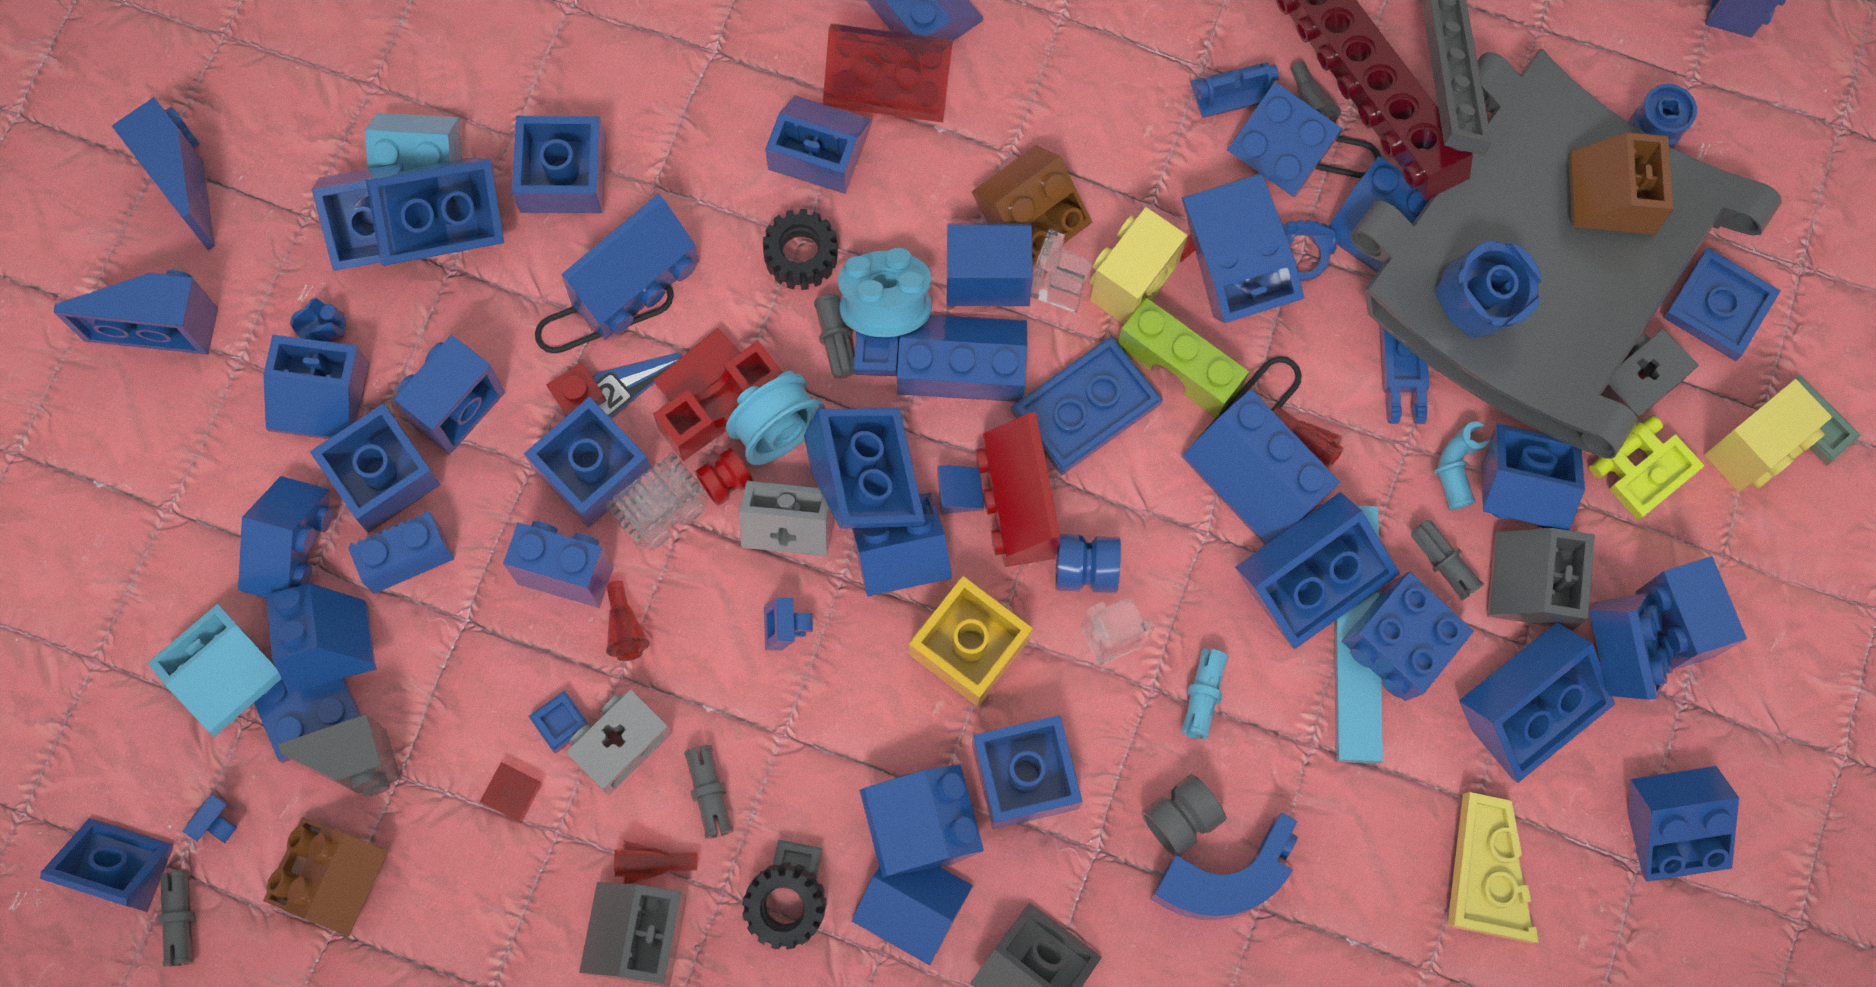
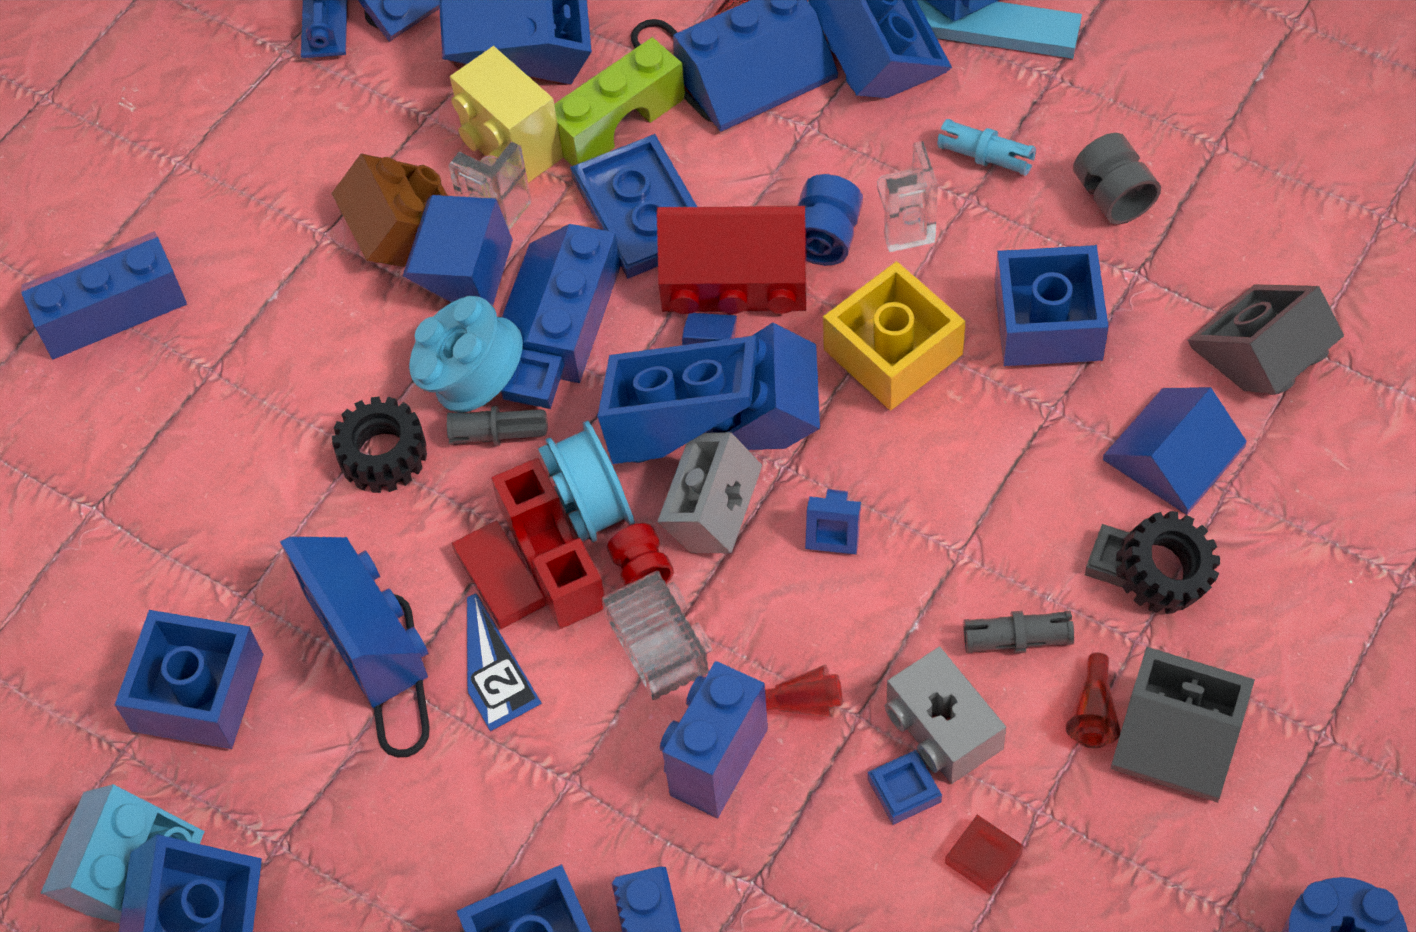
camera: 70 degrees left, 15 degrees down
(435, 210) = (214, 801): blue slope -> none
(449, 394) = (458, 837): blue brick -> none
(574, 388) = (489, 713): red plate -> none
(587, 461) = (589, 695): blue brick -> none
(817, 143) = (258, 403): blue slope -> none
(887, 72) = (195, 316): clear red plate -> none
(921, 821) = (1091, 403): blue slope -> none
(1216, 896) = (1199, 141): blue arch -> none

